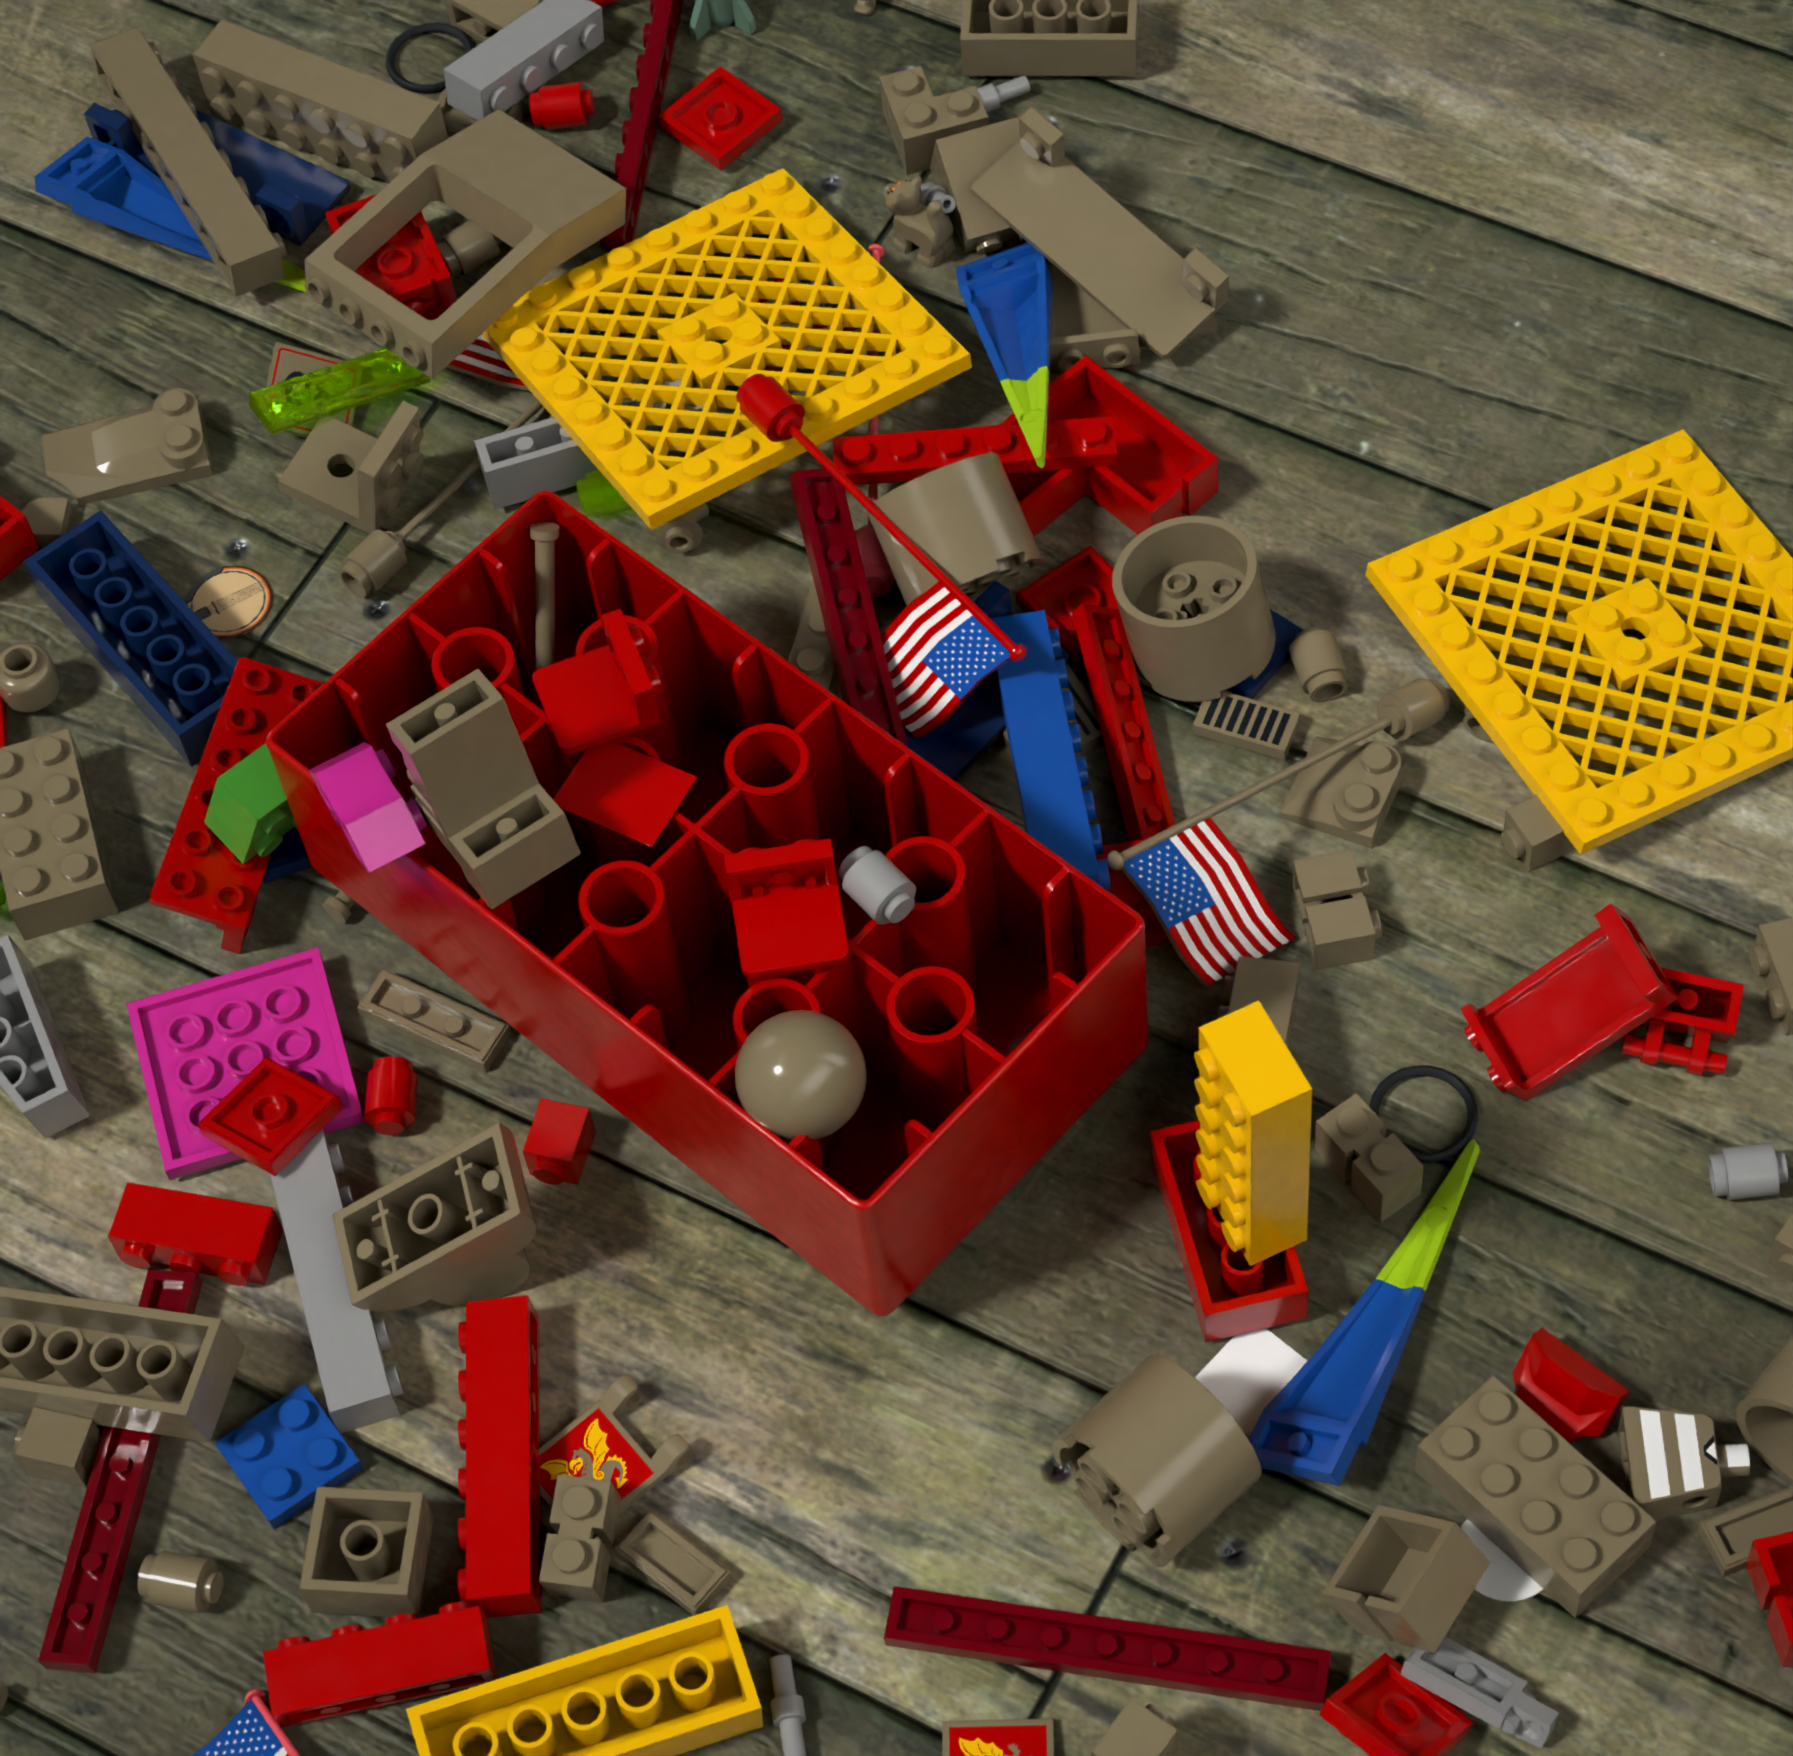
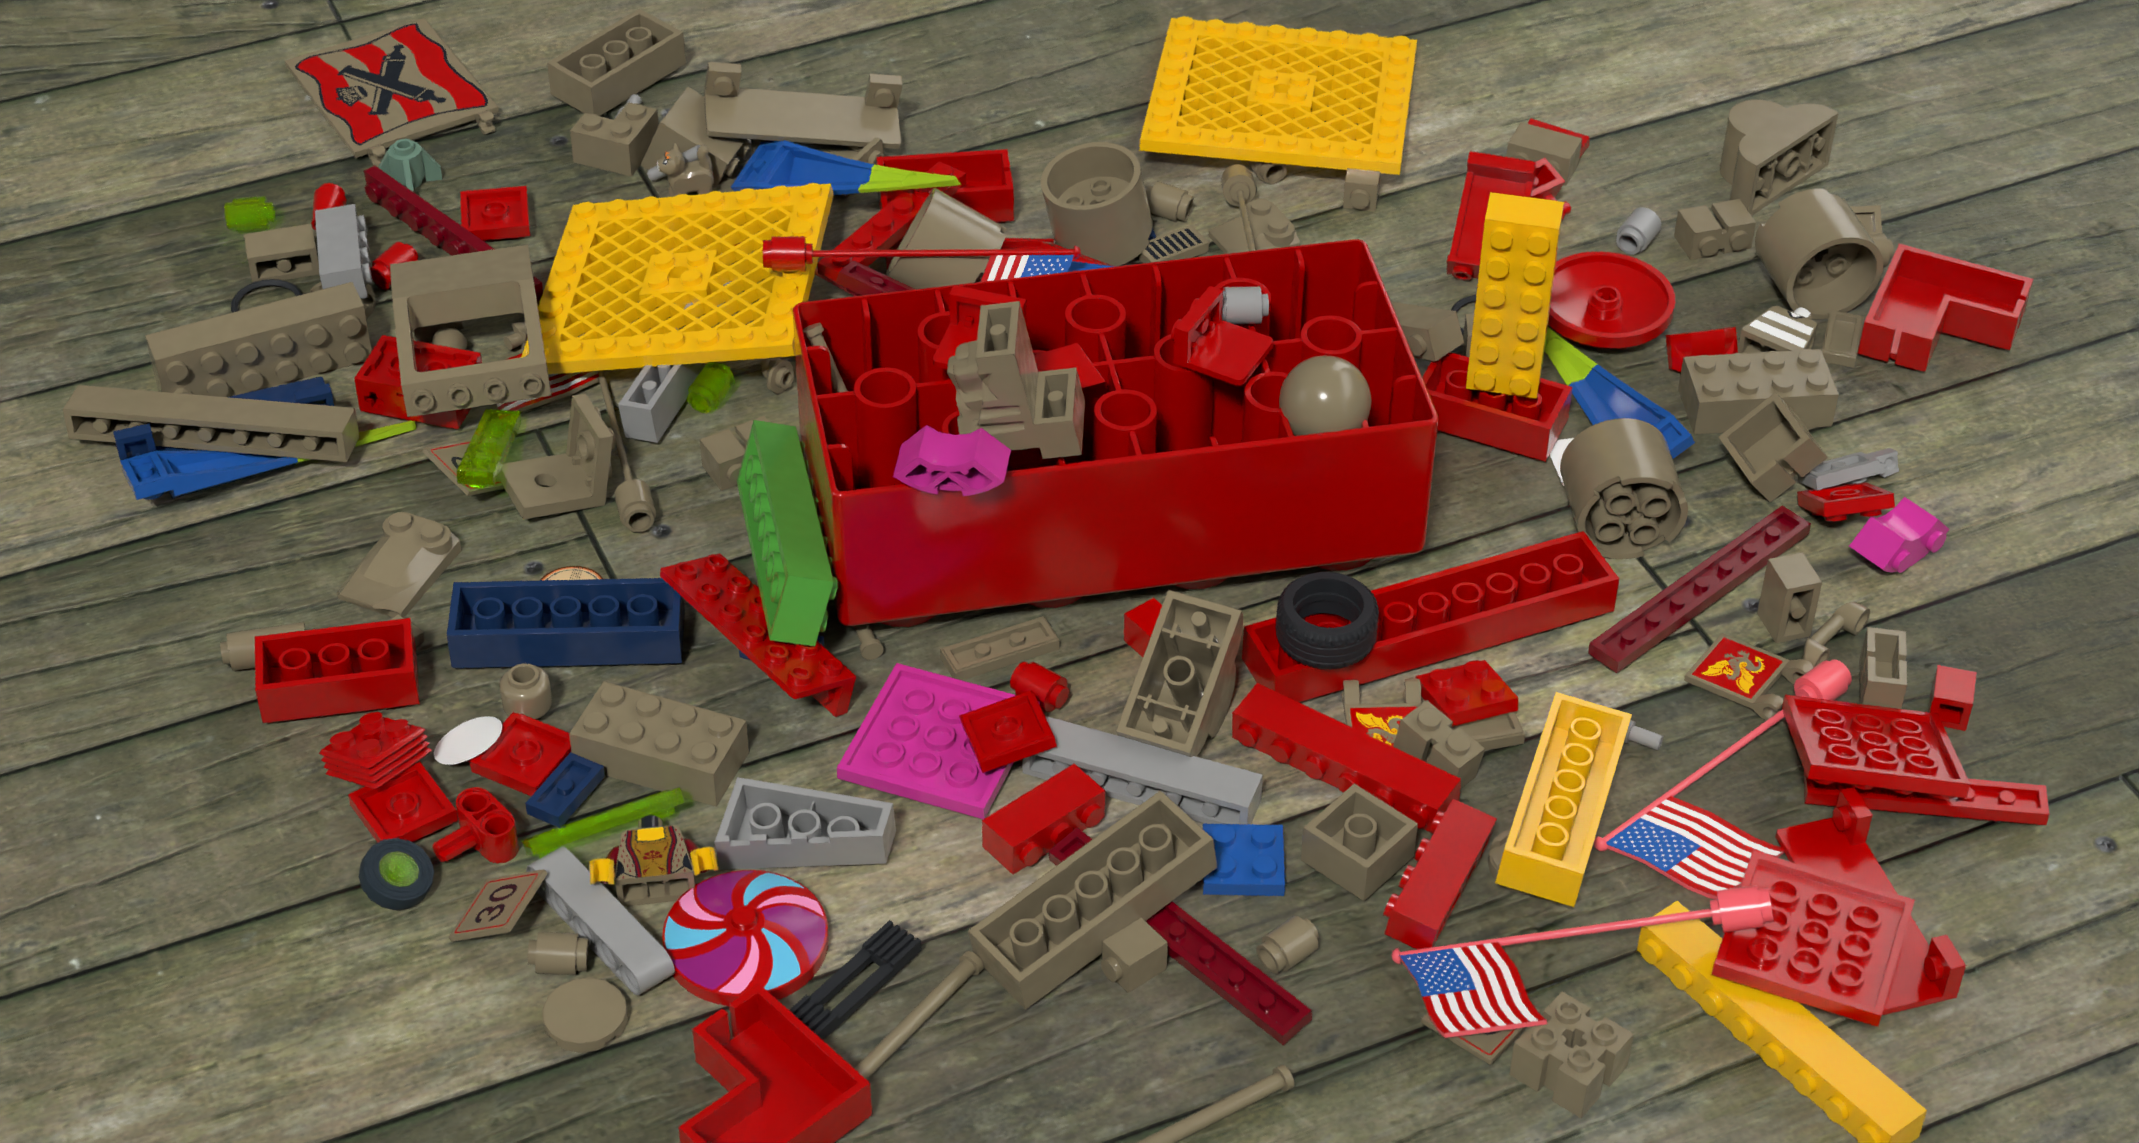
camera: 60 degrees left, 15 degrees down
(627, 1253) = (1321, 645): none -> black tyre
(710, 1510) = (1468, 692): none -> red plate
(794, 1400) = (1451, 615): none -> red brick
(1551, 1221) = (1609, 300): none -> red dish

